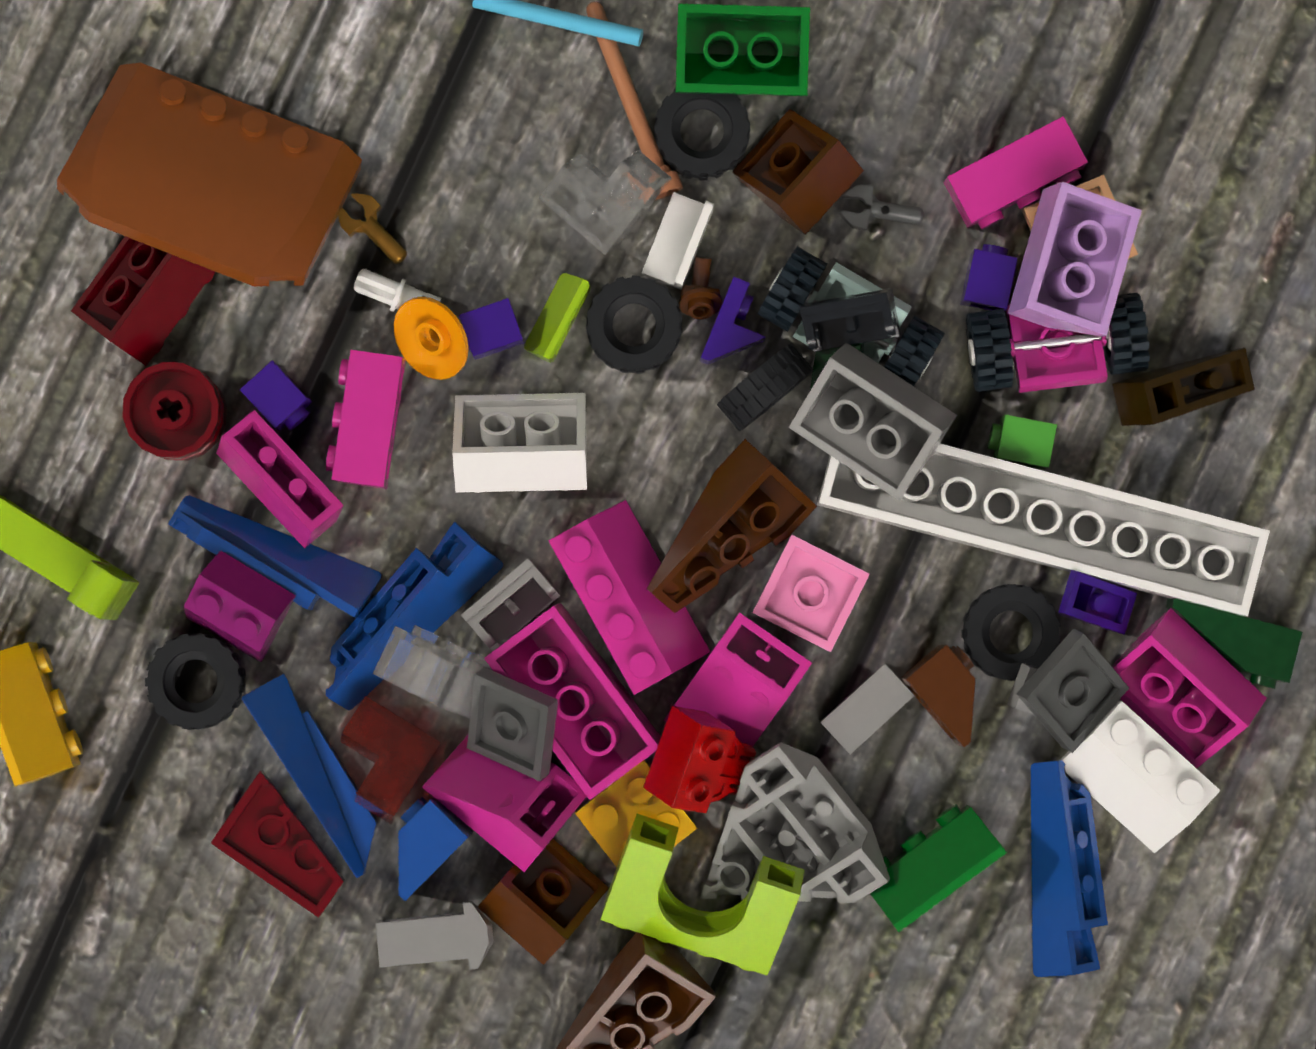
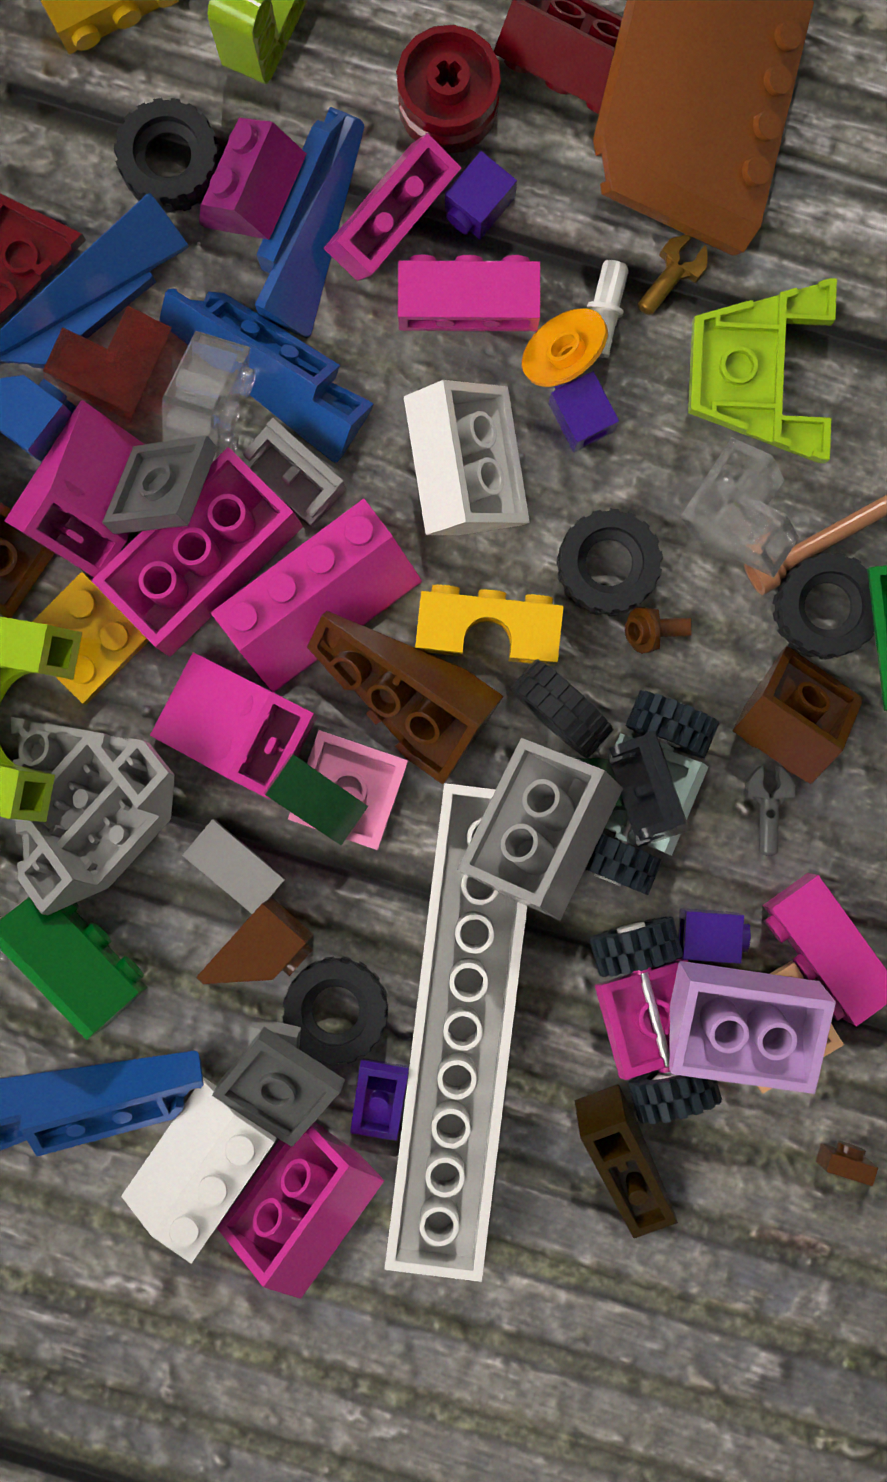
camera: 80 degrees right, 0 degrees up
(470, 177) = (741, 368): none -> lime wing
(557, 317) = (605, 483): lime slope -> none
(677, 240) = (705, 598): white panel -> none
(684, 404) = (530, 624): none -> yellow arch
(696, 761) = (145, 688): red brick -> none
(726, 336) = (610, 660): dark purple slope -> none
(817, 621) = (315, 799): none -> dark green slope
(1023, 441) = (542, 995): bright green brick -> none
(1209, 186) = (847, 1162): none -> reddish brown plate
(1246, 643) = (355, 1272): dark green slope -> none

